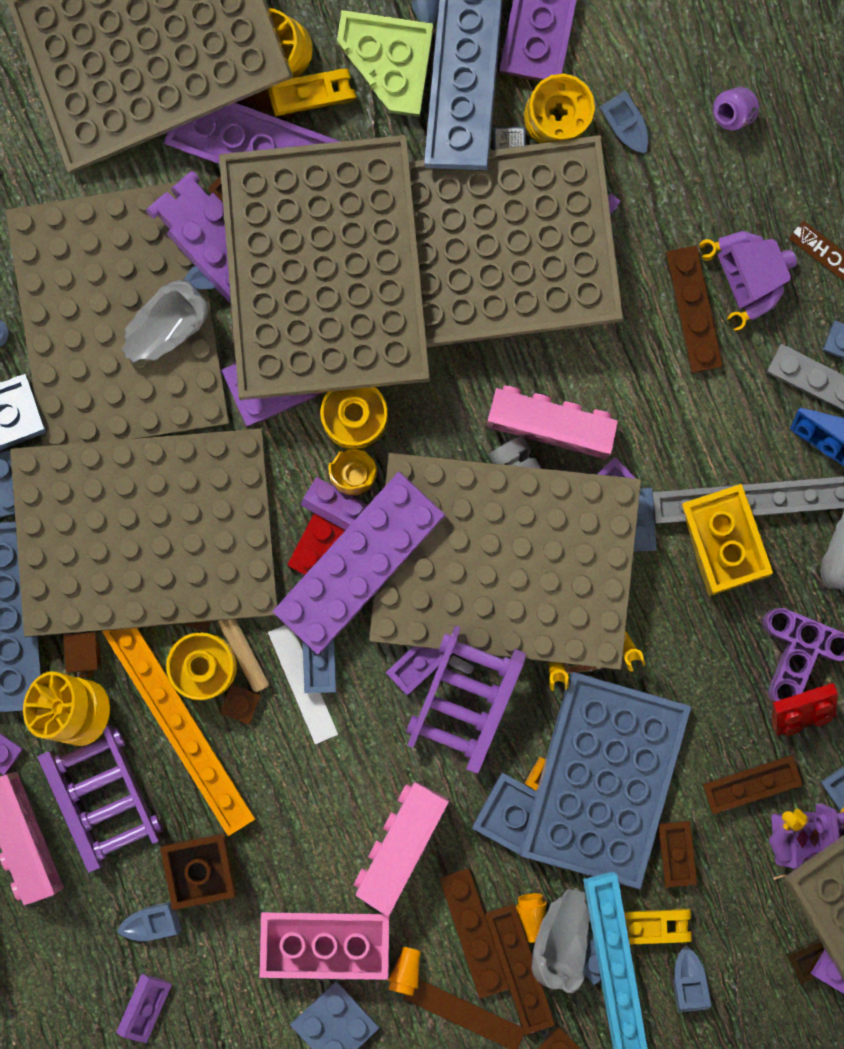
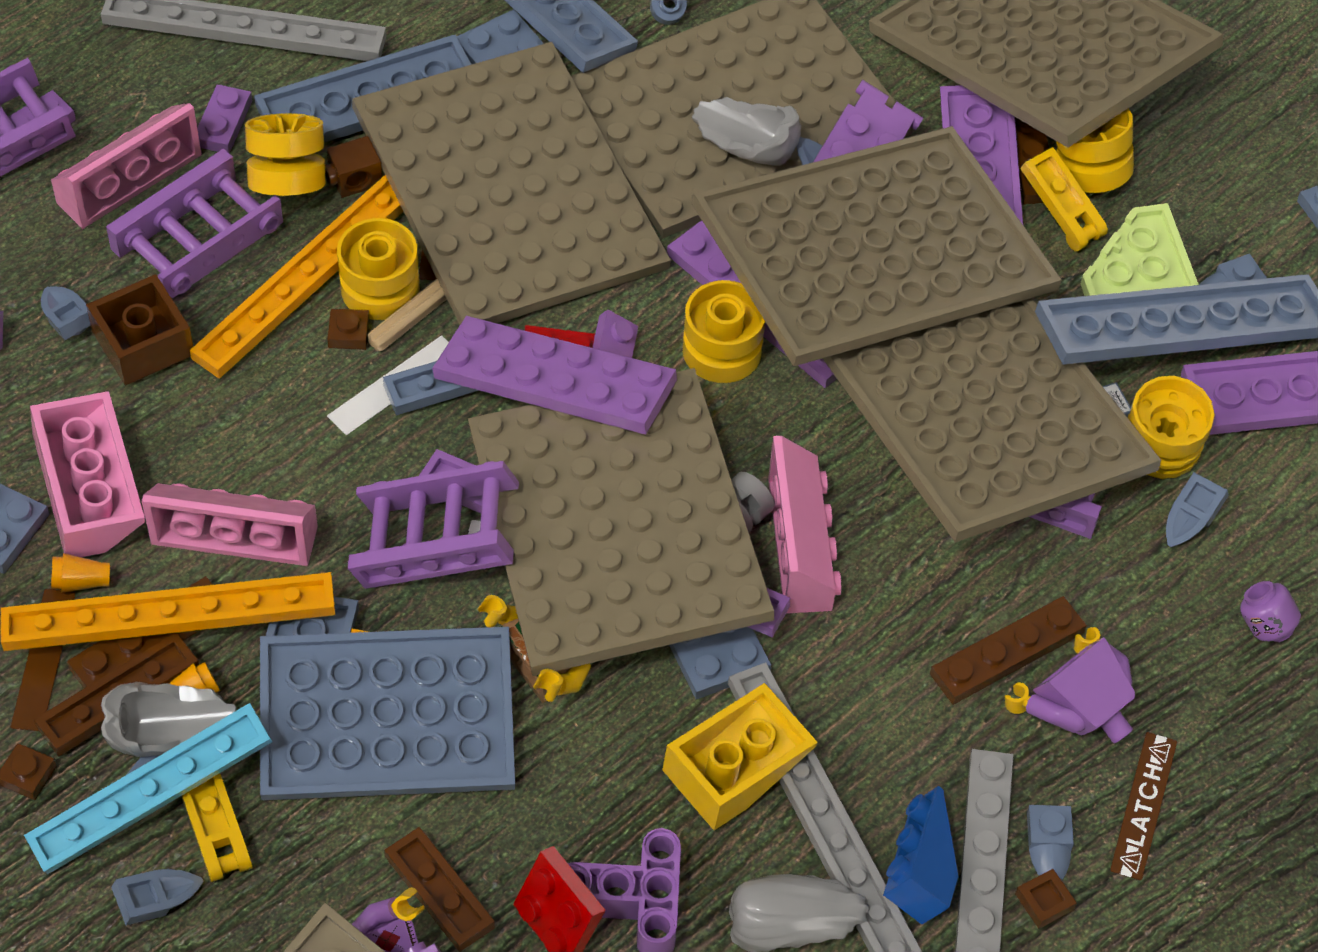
camera: 70 degrees right, 30 degrees down
(352, 472) = (656, 347): yellow hair -> none
(473, 917) = (167, 611): none -> light orange plate
(677, 854) = (319, 828): reddish brown plate -> none

